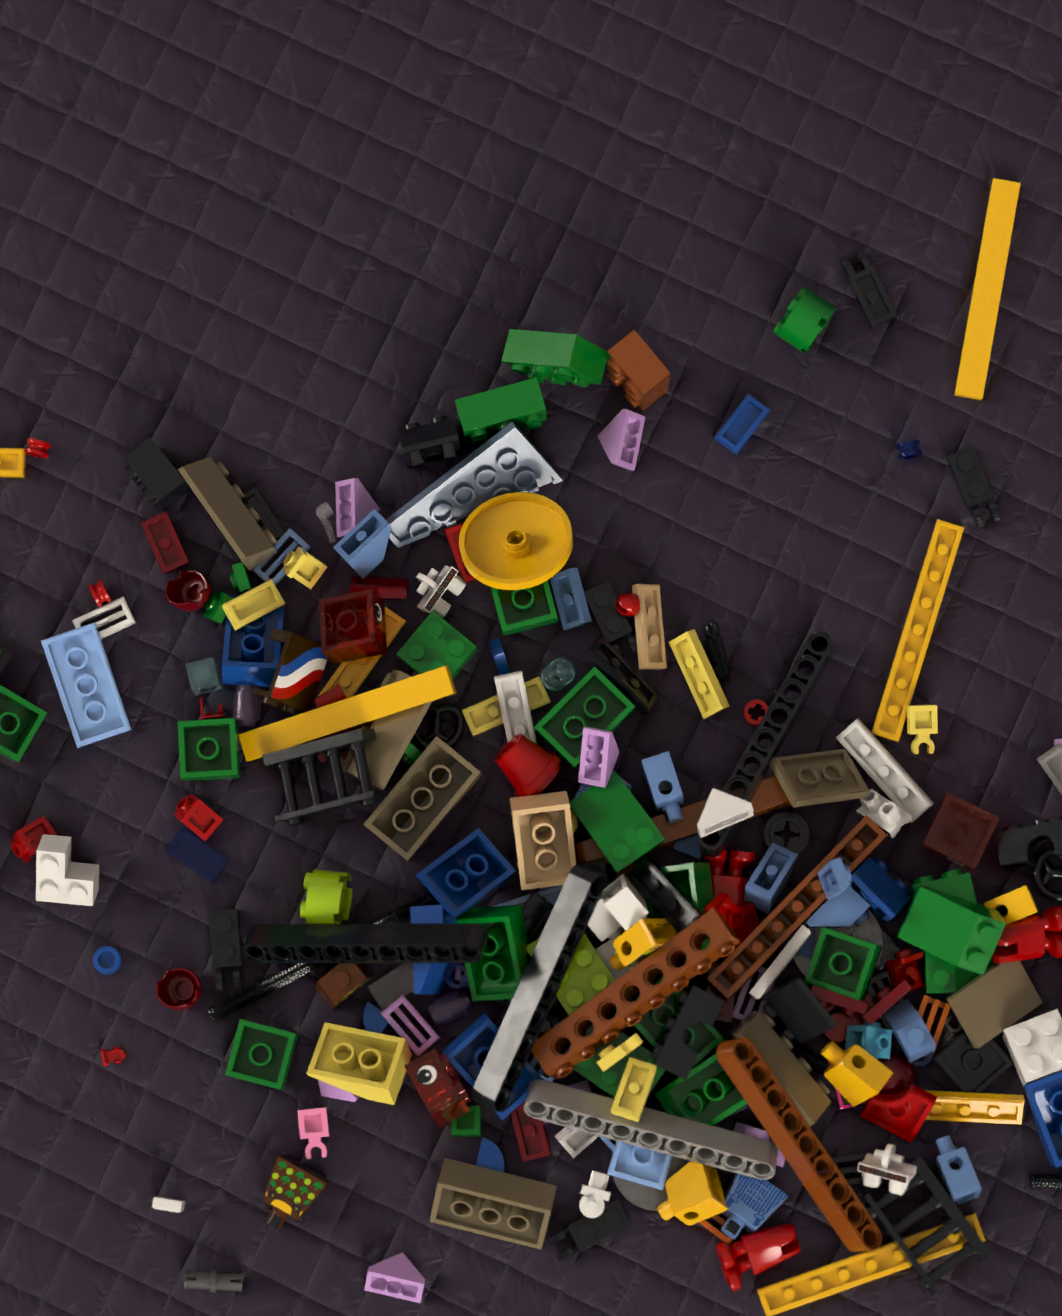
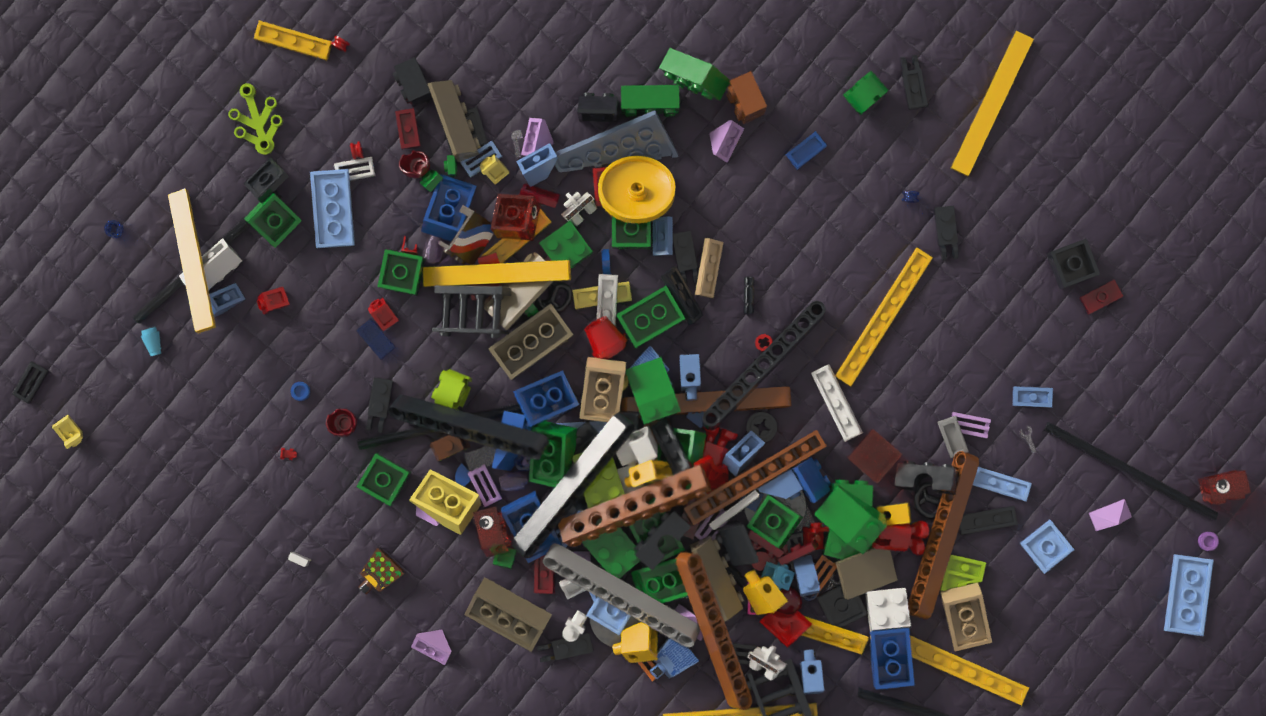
camera: 15 degrees right, 5 degrees up
(59, 878) = (283, 331): white brick -> none
(204, 676) = (410, 223): clear light blue brick -> none
(213, 1281) = (315, 615): dark grey pin -> none
(253, 604) = (454, 185): light yellow tile -> none
(313, 1126) = (405, 534): bright pink plate -> none
(490, 1156) = (514, 583): blue tile -> none
(562, 669) = (645, 282): clear light blue wheel -> none
(597, 757) = (652, 345): lavender slope -> none
(612, 1055) = (609, 541): light yellow plate -> none
(628, 604) = (699, 250): red hinge -> none
(634, 1089) = (617, 567): light yellow plate -> none
(699, 674) = (733, 307): light yellow plate -> none
(722, 811) = (722, 403): white slope -> none
(760, 1250) = (669, 691): red piece -> none
(819, 777) = (792, 397): dark tan tile -> none
(834, 878) = (784, 466): medium blue plate -> none
(883, 813) = (828, 430): white hips -> none
(922, 722) = (869, 378): light yellow plate -> none

